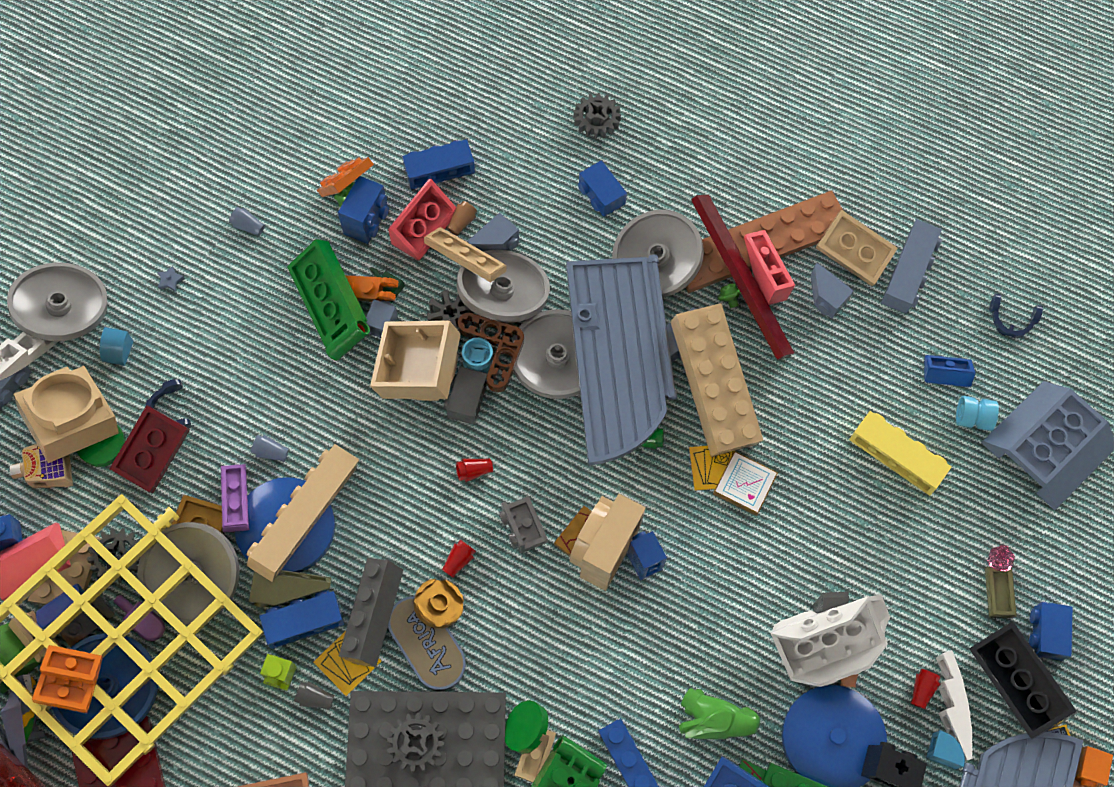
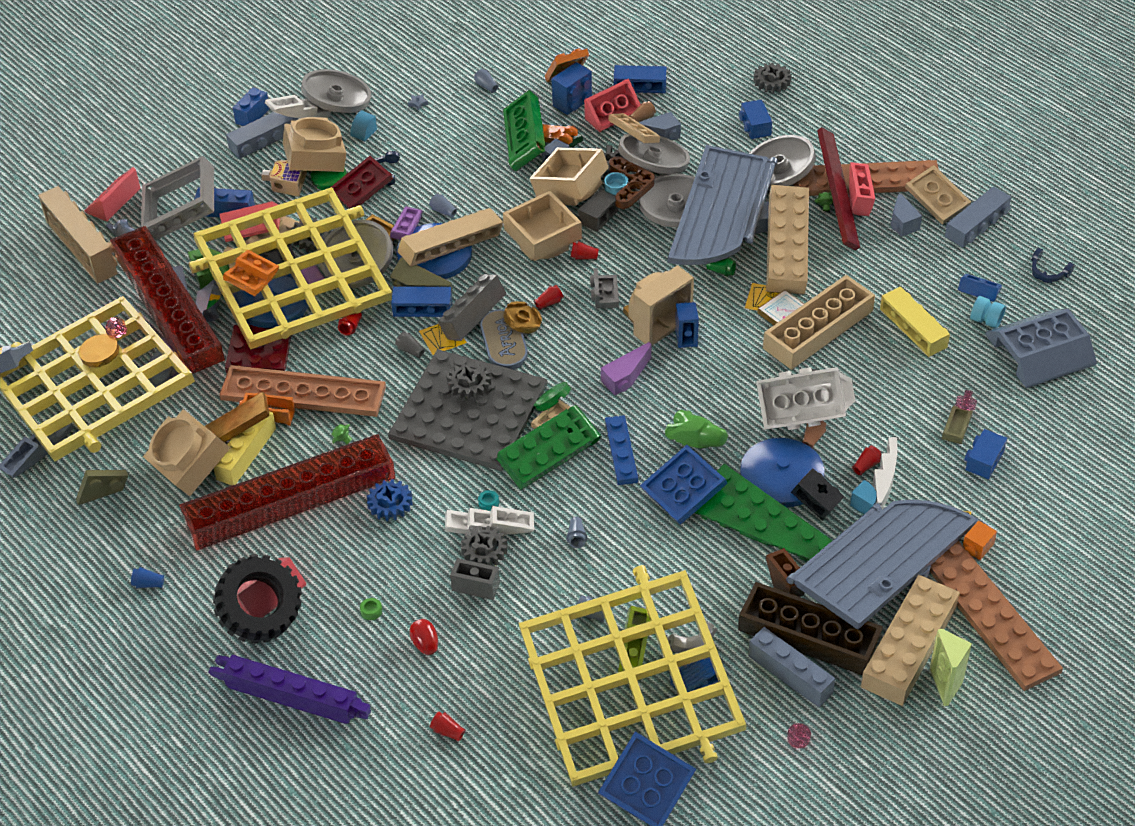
camera: 25 degrees right, 20 degrees down
(222, 689) = (349, 323): none -> red cone
(278, 672) = (391, 323): lime brick -> none
(412, 453) = (542, 226): none -> tan container
(594, 651) = (624, 371): none -> medium lavender slope
(796, 495) = (818, 322): none -> tan brick
(1023, 680) = (946, 470): black slope -> none

